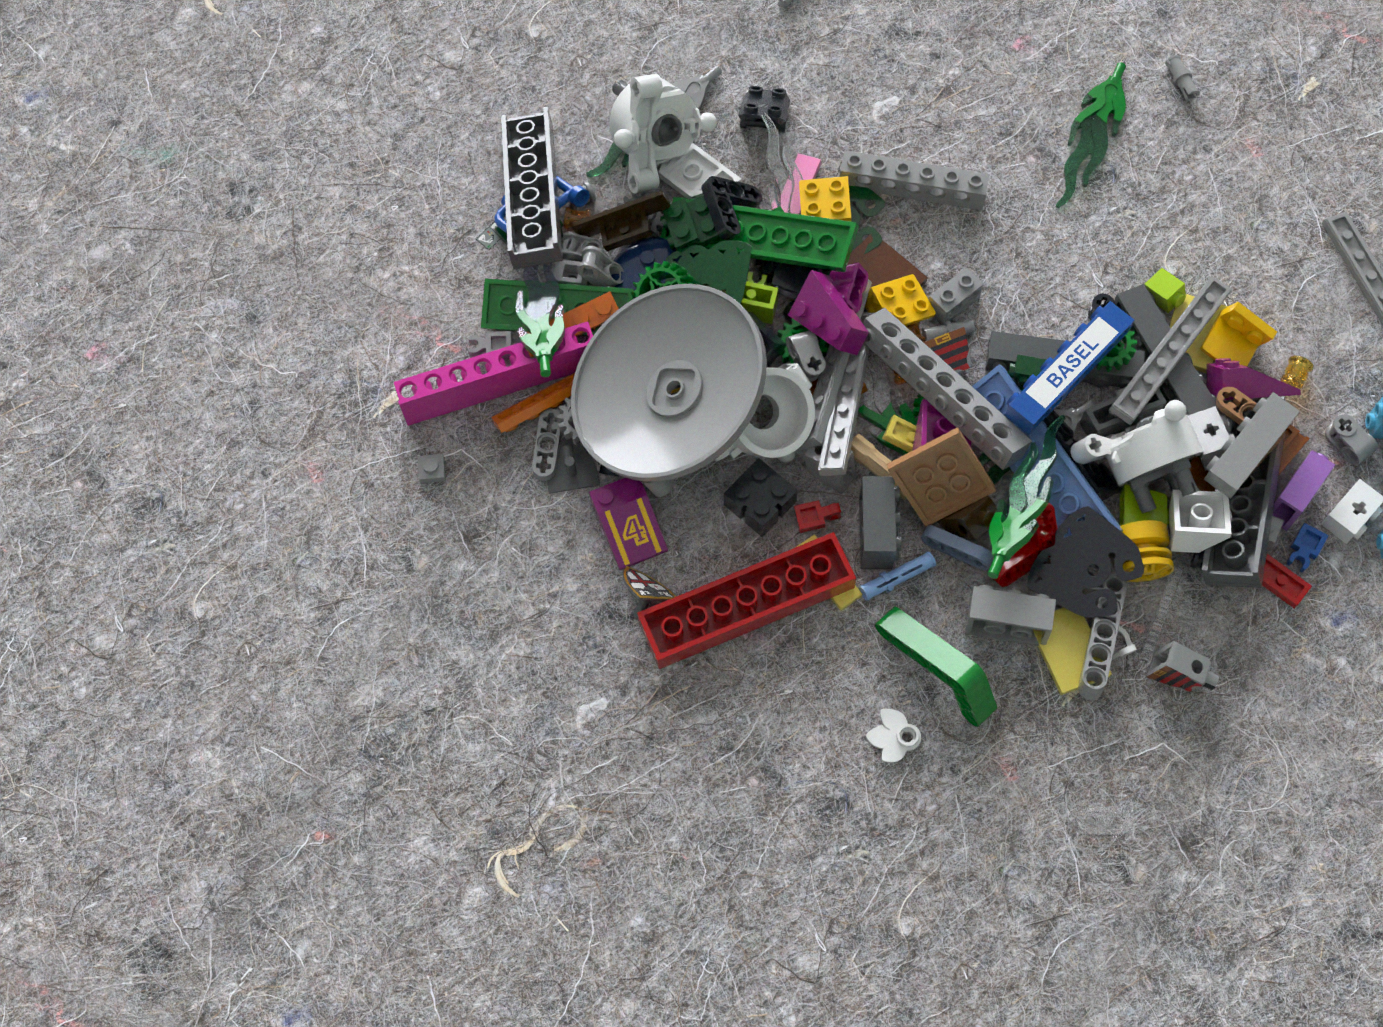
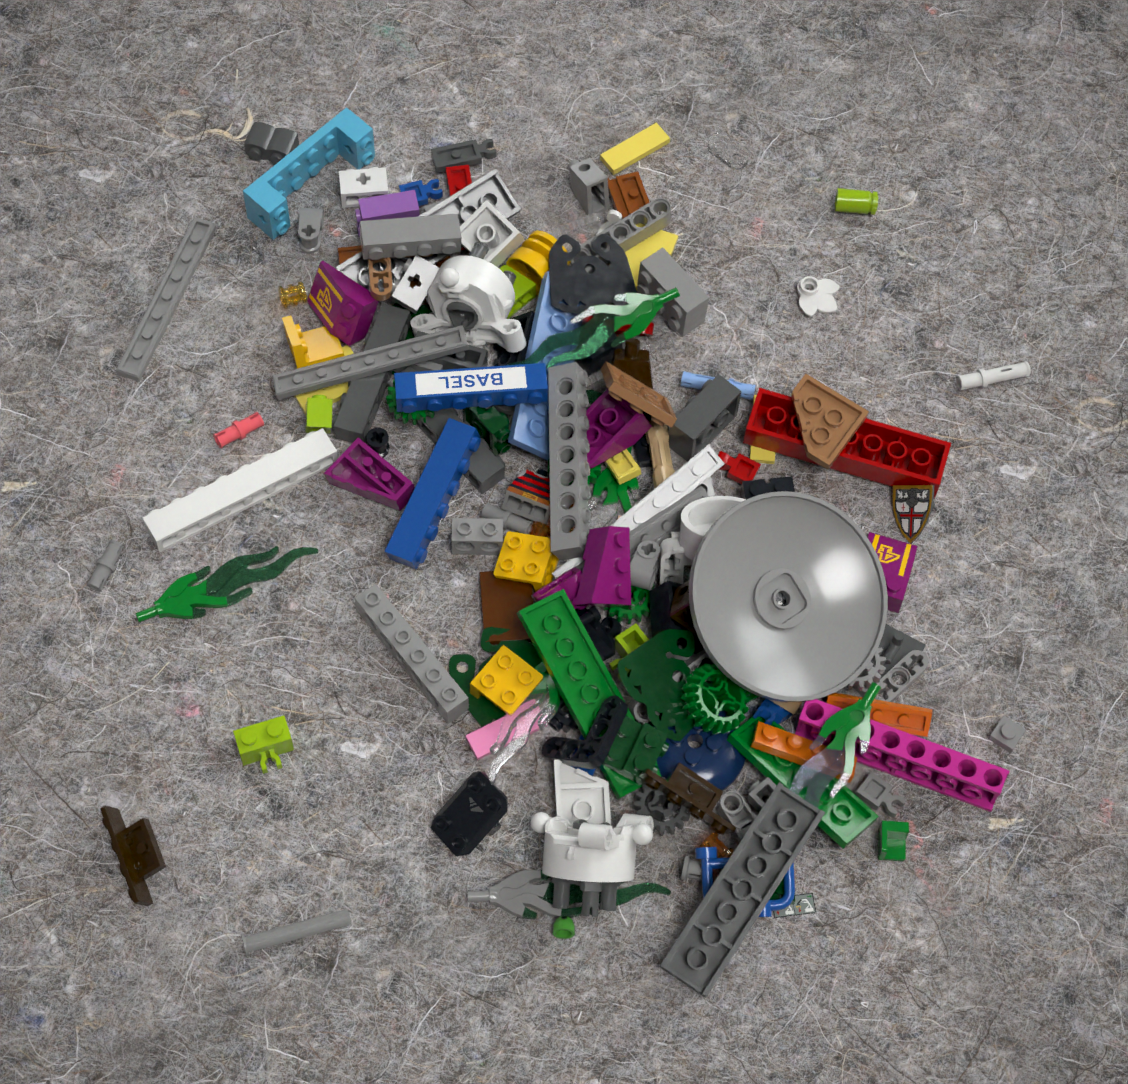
camera: 145 degrees left, 5 degrees down
(458, 320) = (892, 840): none -> green panel
(599, 269) = (743, 775): light grey piece -> none
(685, 771) = (982, 377): none -> white pin
(775, 585) = (825, 420): none -> medium nougat plate
(943, 661) = (749, 268): green beam -> none
(944, 864) = (856, 201): none -> lime piece
(946, 51) = (264, 741): none -> lime brick
(957, 547) = (660, 365): sand blue beam -> none
(1017, 293) = (432, 494): none -> blue brick
(1074, 276) = (370, 476): none -> magenta wedge
(1140, 695) = (627, 193): none -> dark orange plate
(1155, 198) = (240, 490): none -> white brick
(1184, 754) = (634, 148): none -> light yellow tile
(1209, 239) = (238, 429): none -> coral pin
(1315, 613) = (462, 154): none -> dark grey plate

